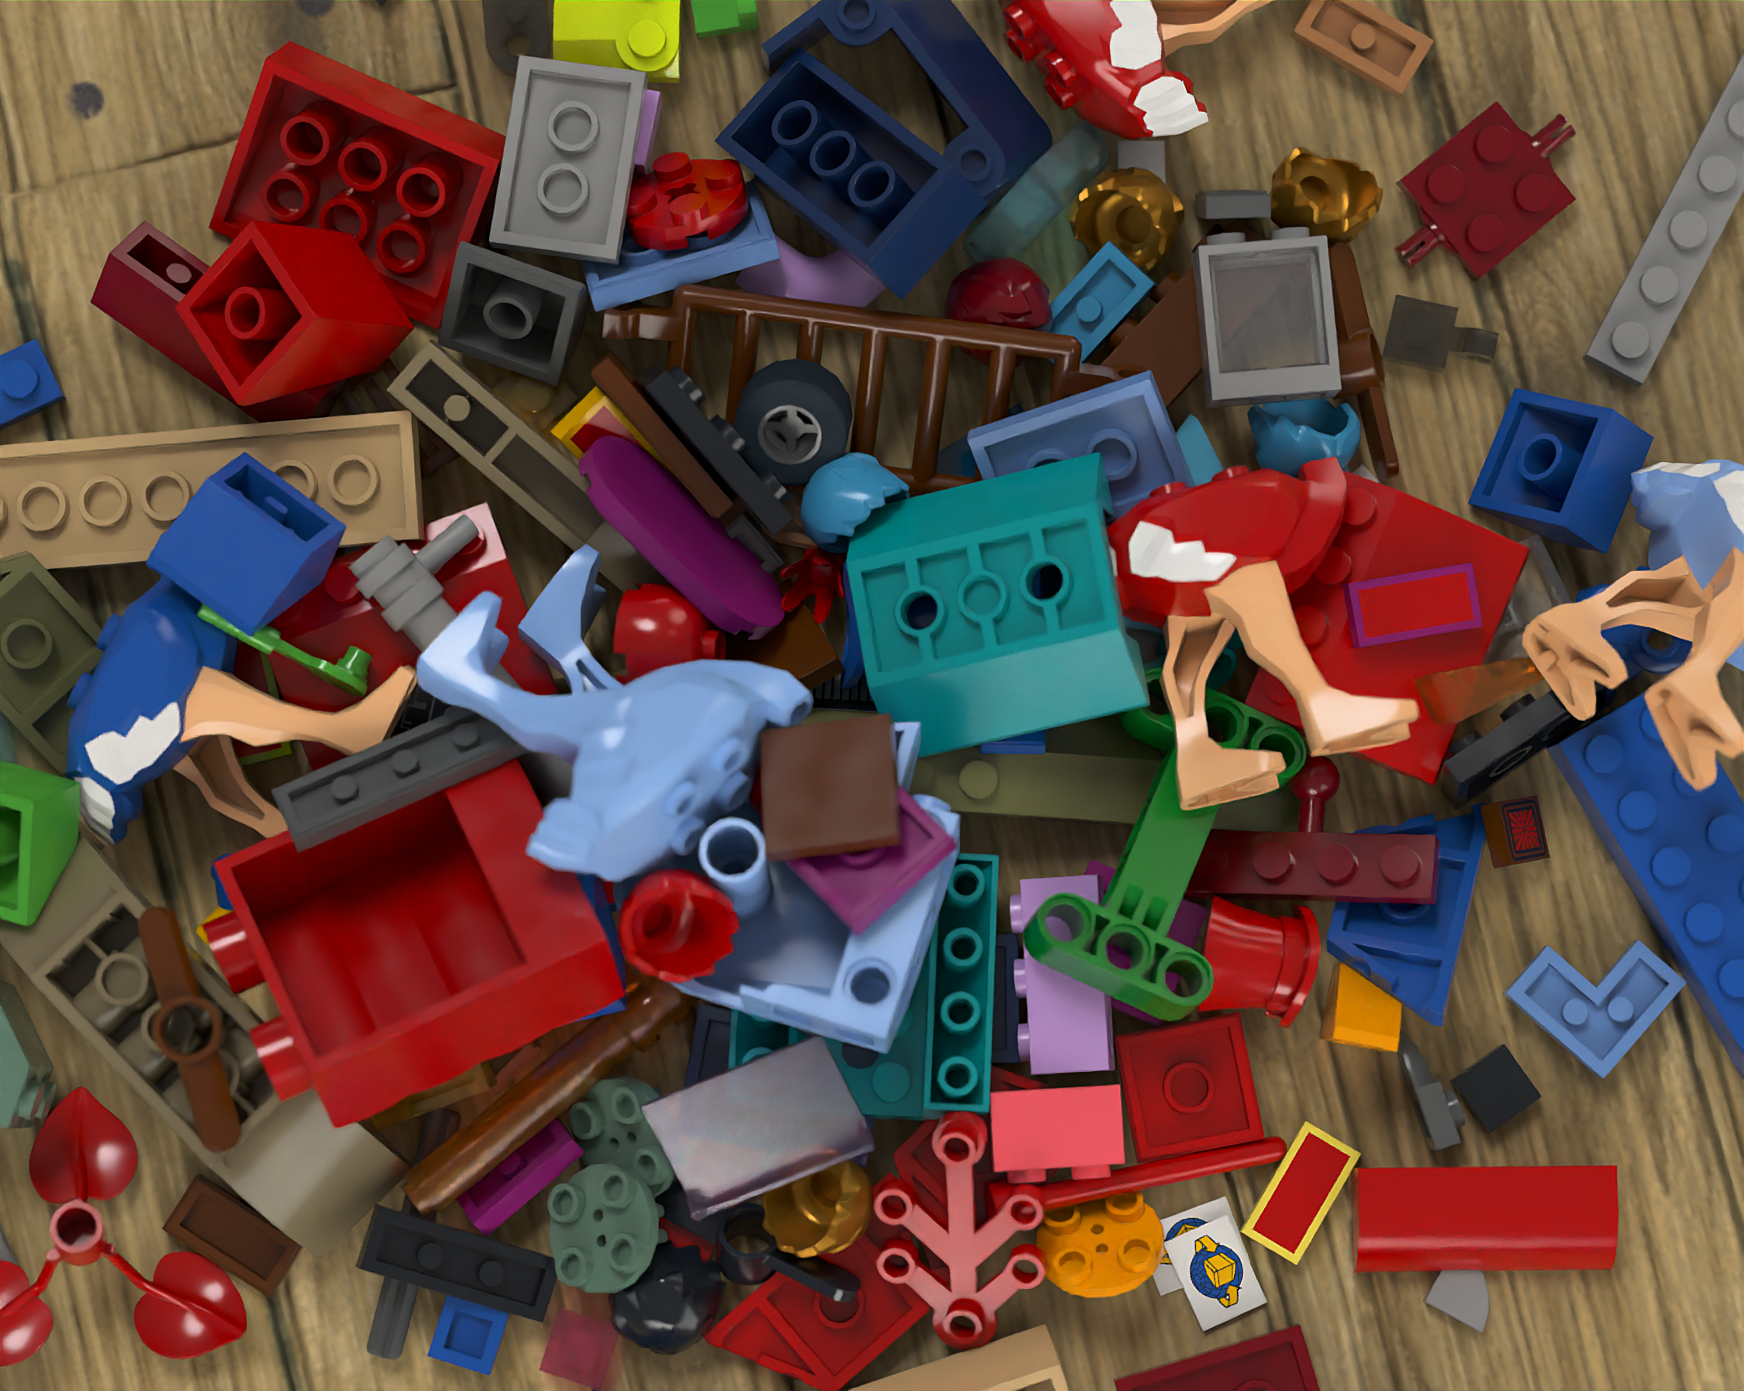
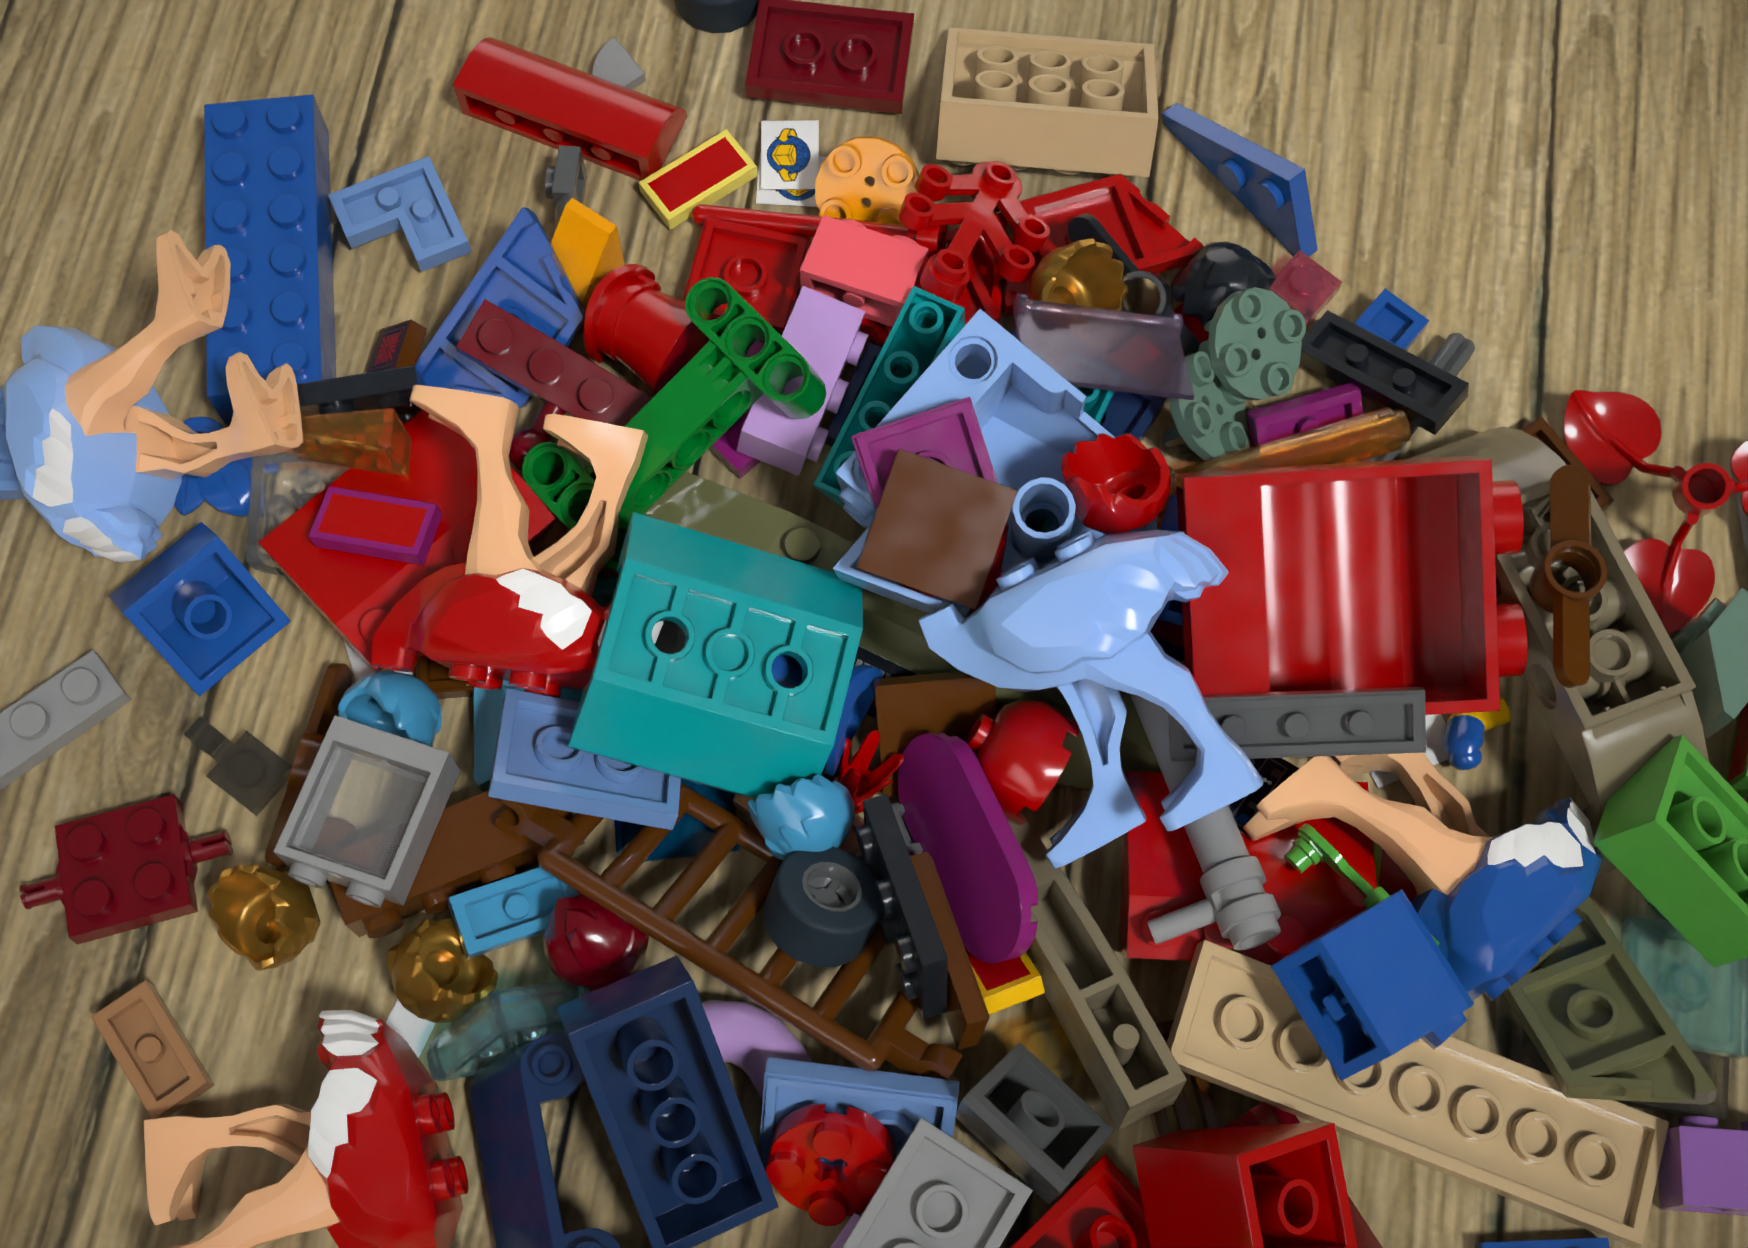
camera: 155 degrees left, 15 degrees down
(1233, 204) = (343, 937): dark grey tile -> none
(1495, 1088) = (513, 187): black tile -> none

